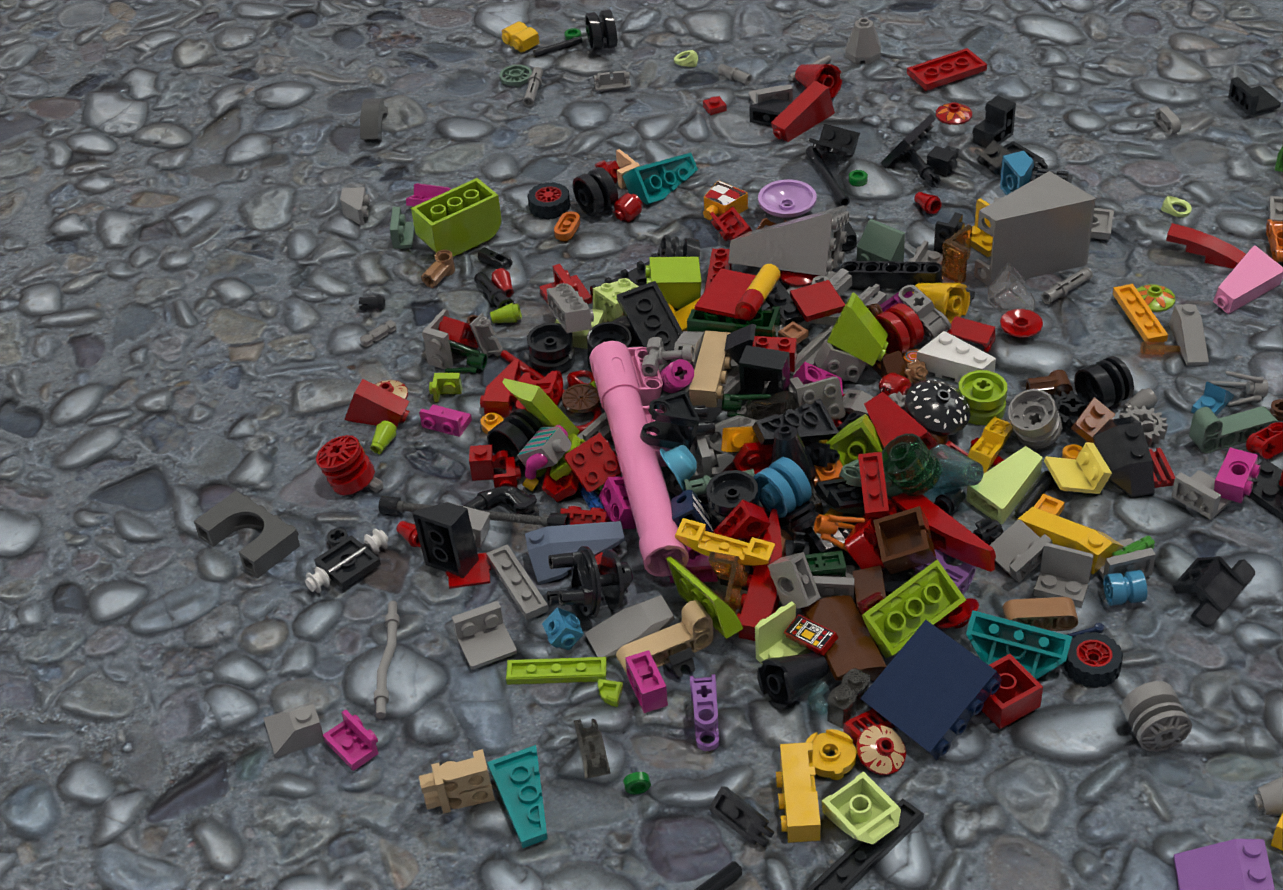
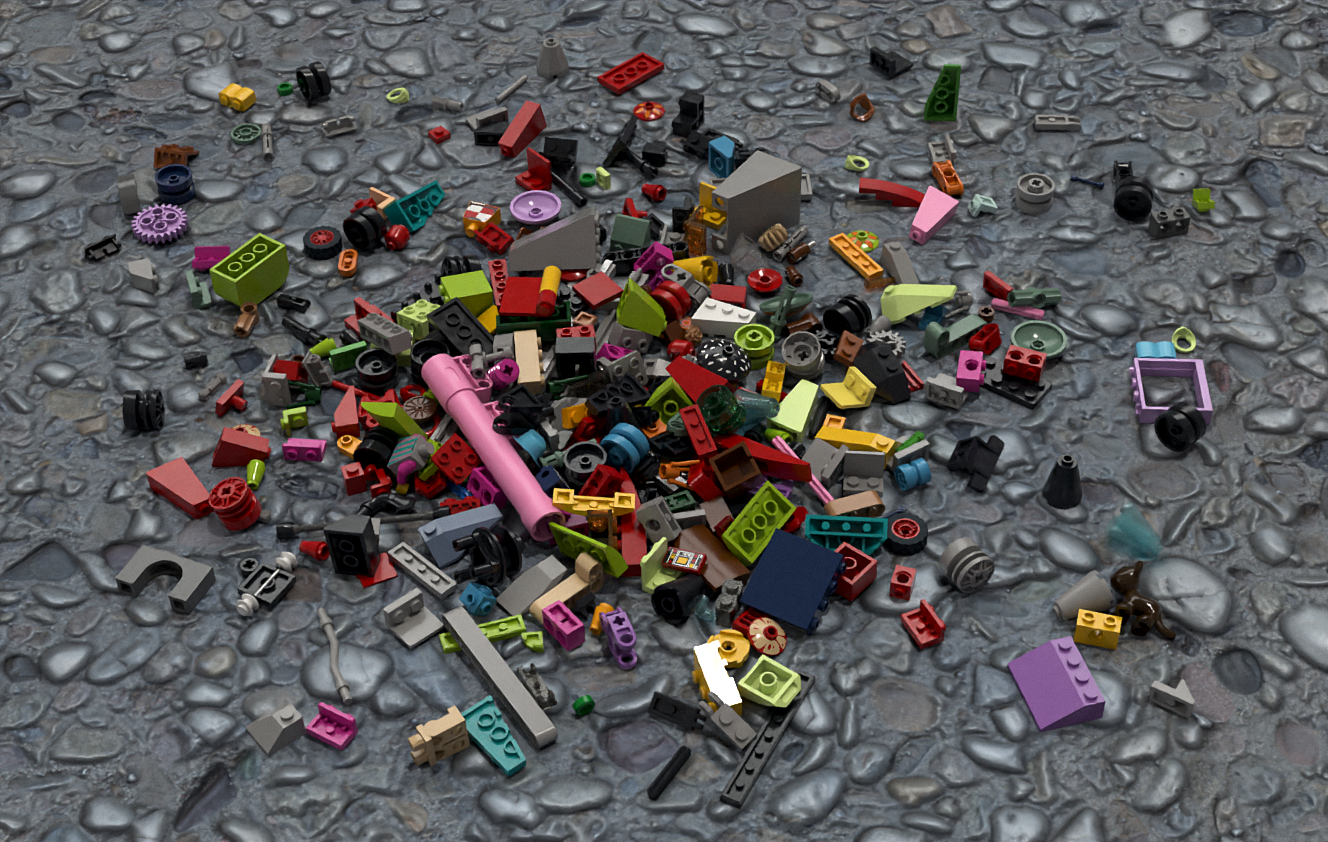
camera: 20 degrees left, 0 degrees up
(295, 345) = (143, 409): none -> black wheel
(300, 433) = (181, 487): none -> slope
(318, 171) = (95, 250): none -> black hinge
(390, 349) = (231, 398): none -> red tile
(392, 154) = (159, 223): none -> lavender gear
(422, 115) = (175, 184): none -> dark blue wheel
(432, 87) = (172, 154): none -> dark orange bracket
(502, 280) = (309, 320): red cone -> none
(520, 325) = (346, 356): none -> bright green bracket
(539, 309) = (349, 337): none -> black cone
(554, 728) = (500, 677): none -> light grey beam
(561, 45) = (274, 101): black bar -> none
(698, 672) = (596, 627): none -> light orange cone
(738, 340) = (547, 336): black slope -> none
(797, 846) = (728, 722): none -> light grey hinge
(804, 165) = (538, 173): none -> red bracket
(823, 73) = (519, 94): red cone -> none
(875, 178) = (603, 178): none -> yellowish green tile
(892, 220) = (630, 210): none -> red tile
(898, 276) = (654, 259): none -> dark pink brick
(913, 238) = (655, 225): none -> black bracket
(975, 510) = (770, 434): none -> lime cone
(979, 307) = (726, 273): none -> black cone
(999, 574) = (815, 485): none -> bright pink axle
(1019, 372) = (779, 321): none -> sand green pin
(1036, 356) = (798, 304): none -> sand green dish
(1046, 275) = (773, 237): none -> tan gear
(1059, 327) = (796, 278): none -> reddish brown pin
(1070, 720) = (902, 582): none -> red brick
(1071, 451) = (837, 376): light orange tile -> none
(1074, 297) = (800, 251): none -> reddish brown piece
(1080, 780) = (924, 625): none -> red bracket
(1188, 374) = (906, 299): none -> yellowish green wedge
(1208, 140) = (865, 103): none -> dark orange piece

